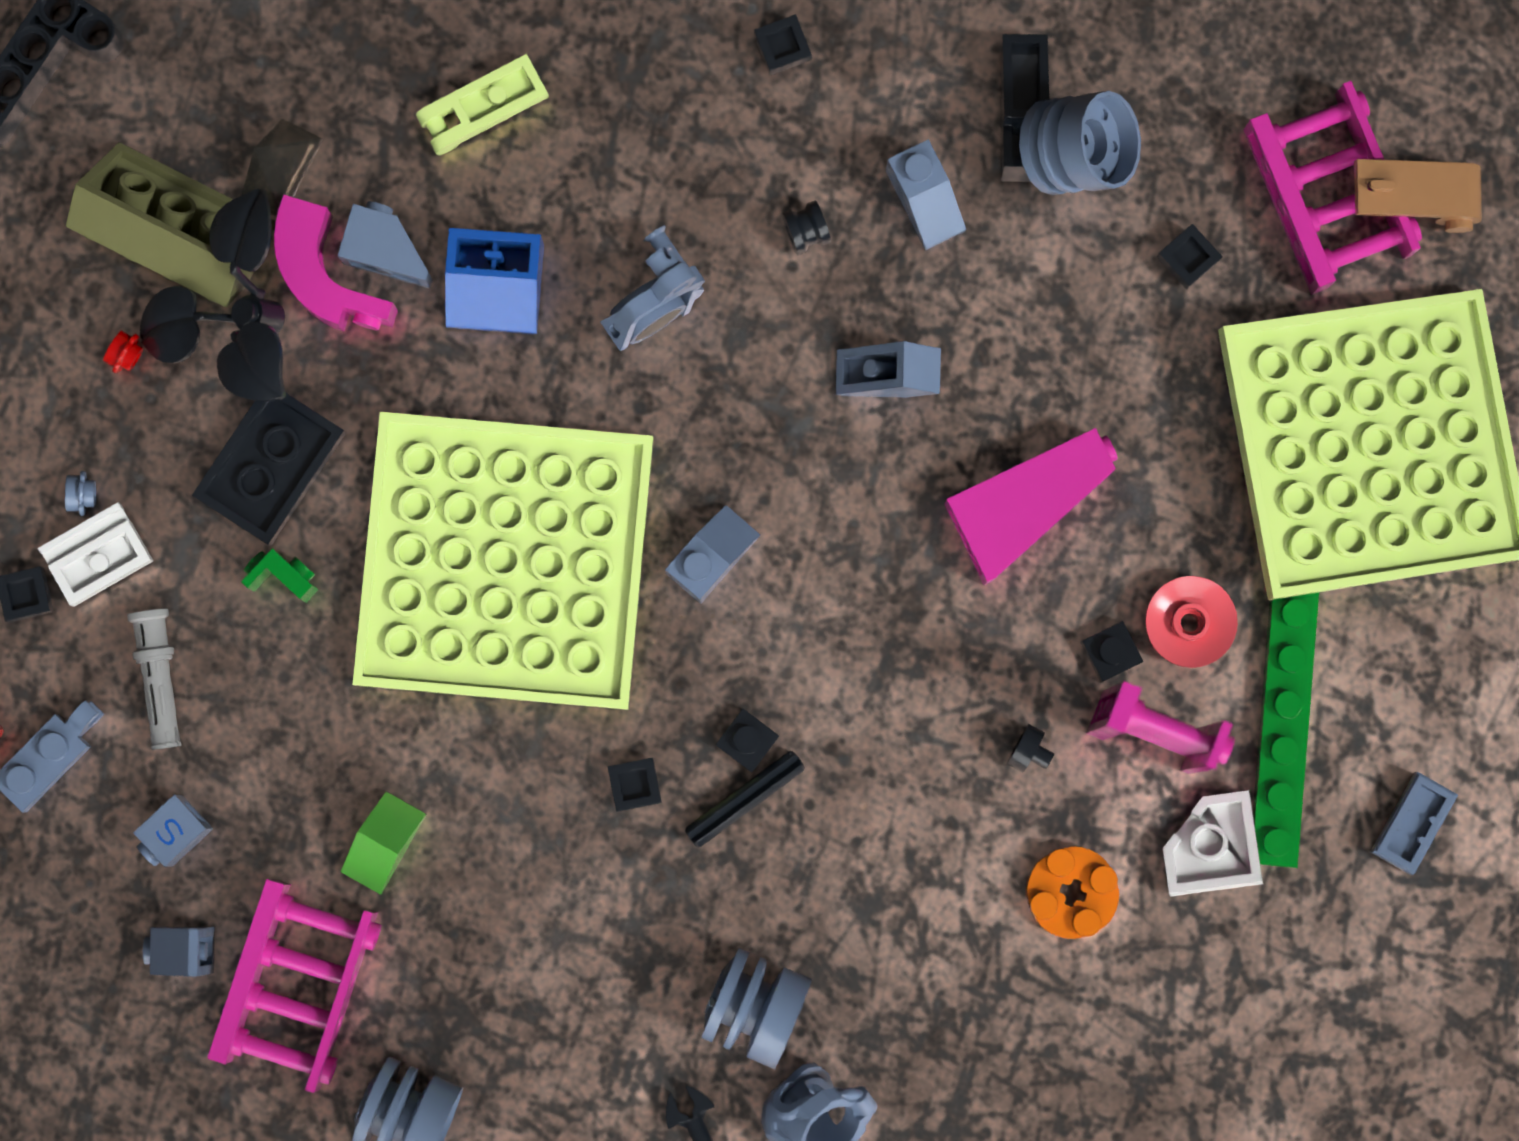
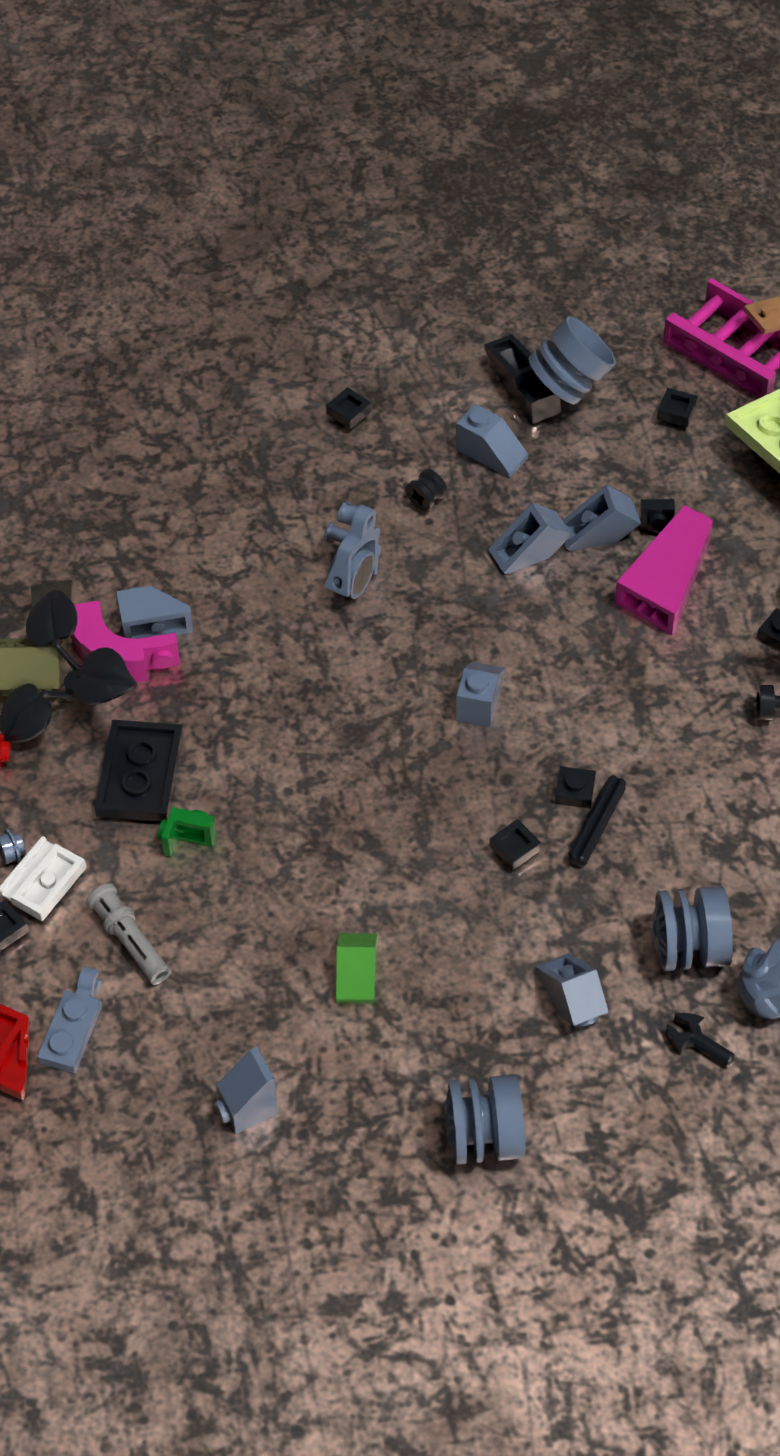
camera: 25 degrees left, 30 degrees down
(171, 832) = (196, 1024): sand blue brick -> none
(248, 994) = (317, 1105): dark pink fence -> none
(483, 104) = (171, 515): yellowish green plate -> none
(493, 280) = (236, 596): slope -> none
(503, 560) = (340, 757): yellowish green plate -> none
(592, 998) = (573, 989): none -> sand blue slope
(989, 386) = (601, 520): none -> sand blue slope
(1060, 414) = (655, 514): none -> black plate

